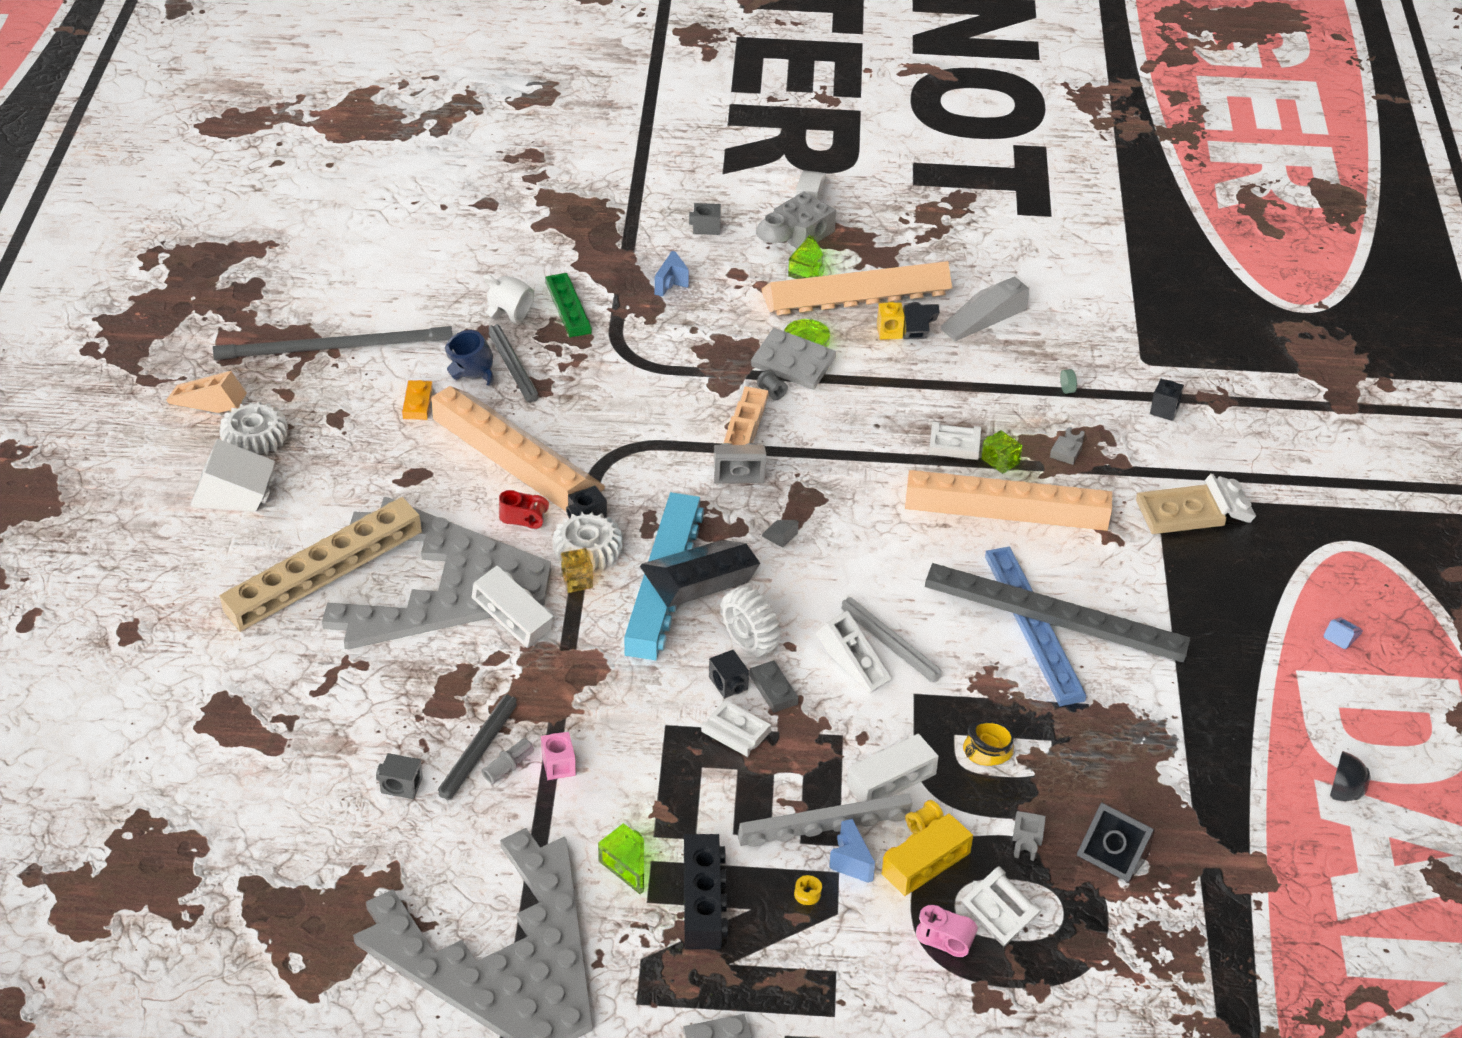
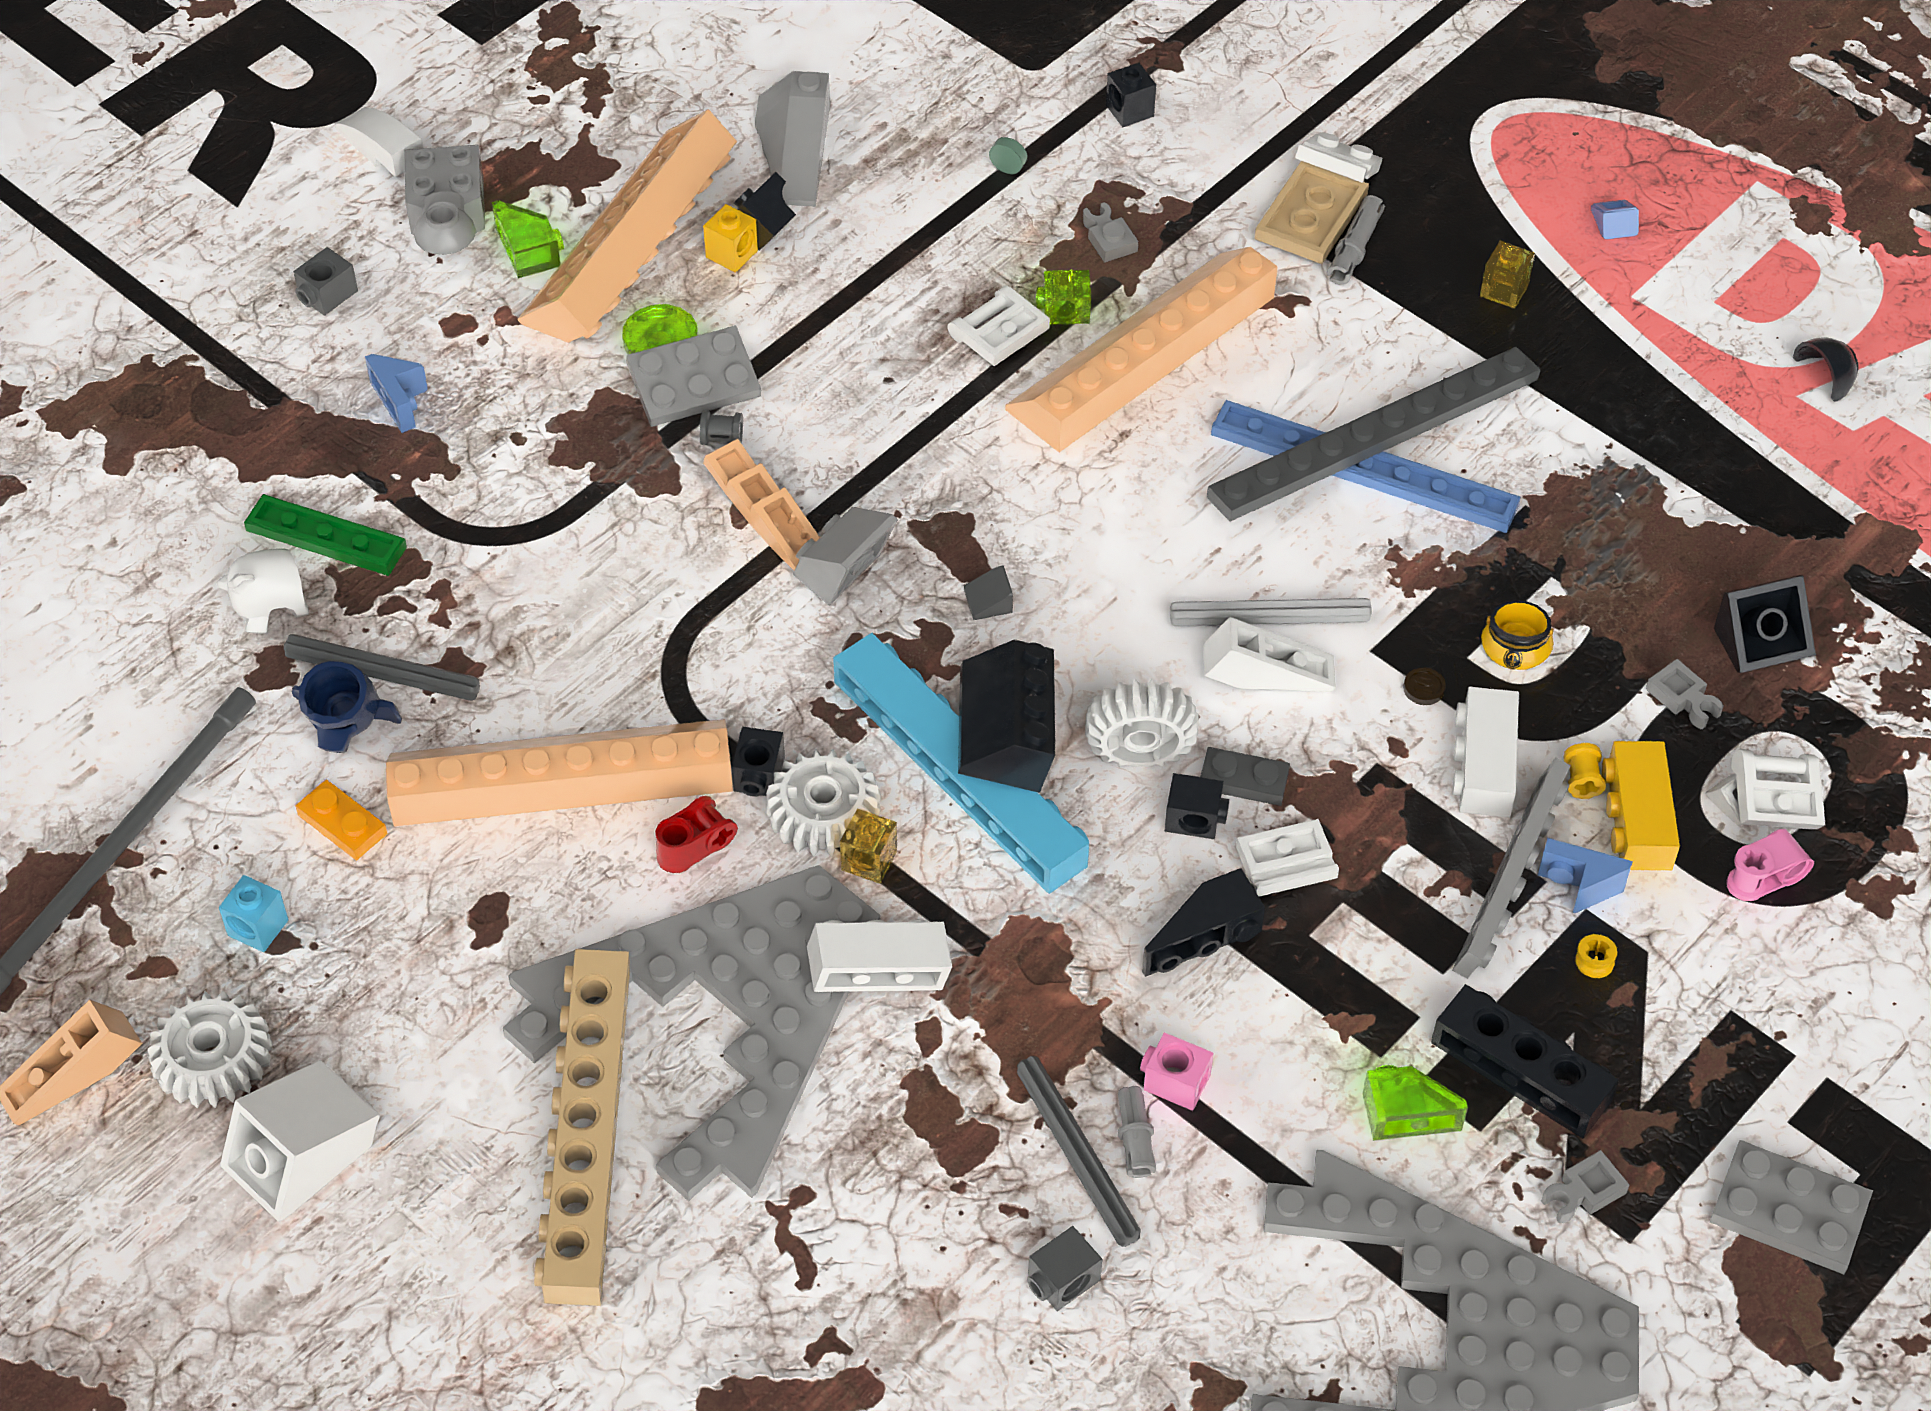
camera: 50 degrees left, 10 degrees up
(335, 399) = (253, 913): none -> medium azure brick
(649, 963) = (1589, 1184): none -> light grey plate
(660, 716) = (1212, 917): none -> black slope
(912, 725) = (1424, 686): none -> dark brown piece
(1174, 537) = (1351, 249): none -> light grey pin
(1234, 605) = (1507, 274): none -> clear yellow brick

